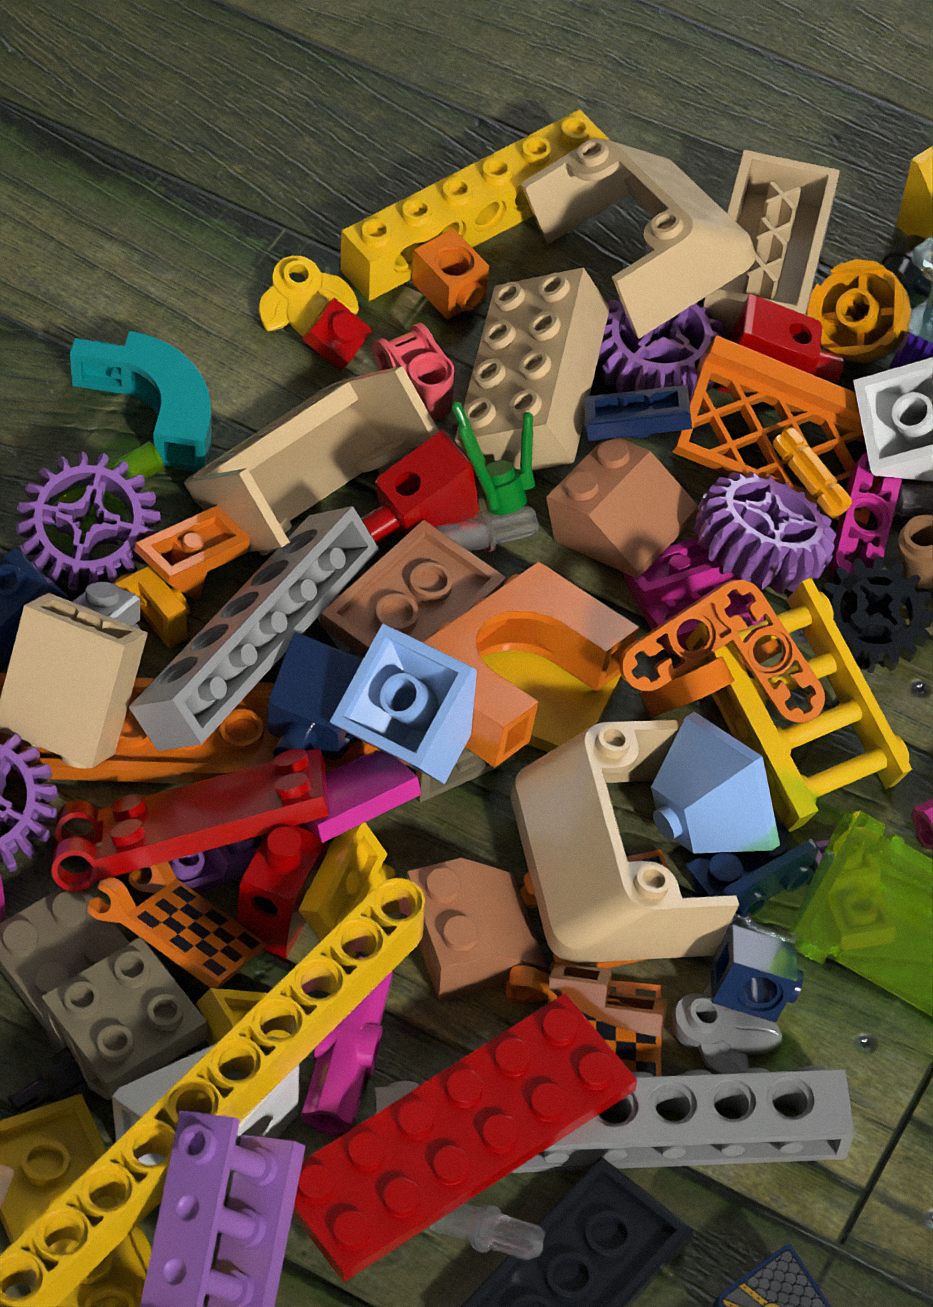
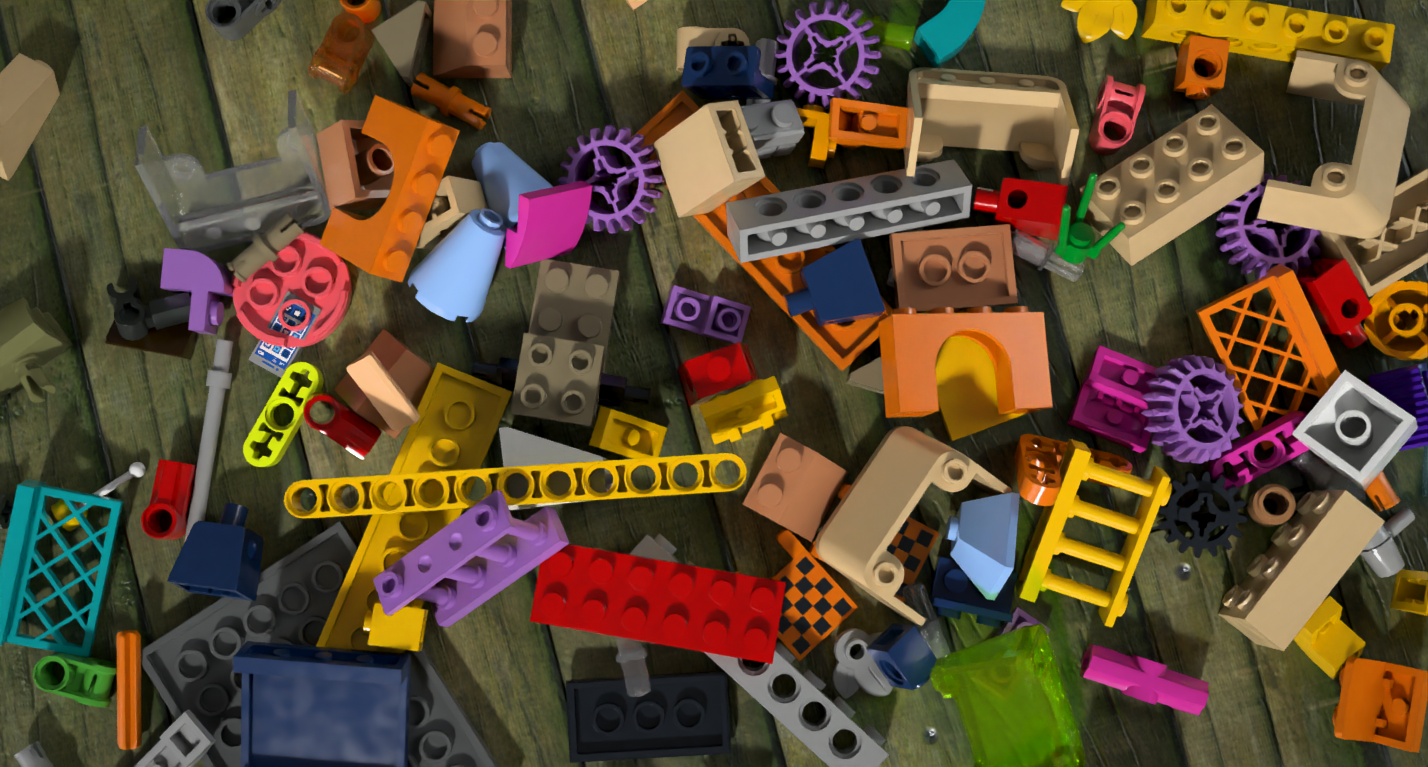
camera: 50 degrees right, 30 degrees up
(180, 924) = (641, 354): orange flag -> none
(192, 817) = (702, 298): red hinge -> none
(337, 334) = (1094, 47): red plate -> none
(344, 1063) = (633, 513): dark pink piece -> none
(363, 791) = (792, 361): dark pink slope -> none
(410, 703) = (864, 347): light blue slope -> none
(591, 994) = (815, 608): dark orange slope -> none
(620, 507) = (1132, 316): nougat slope -> none
(637, 413) = (1196, 273): dark blue plate -> none
(720, 631) = (1081, 468): orange beam -> none
(812, 472) = (1259, 400): light orange axle -> none

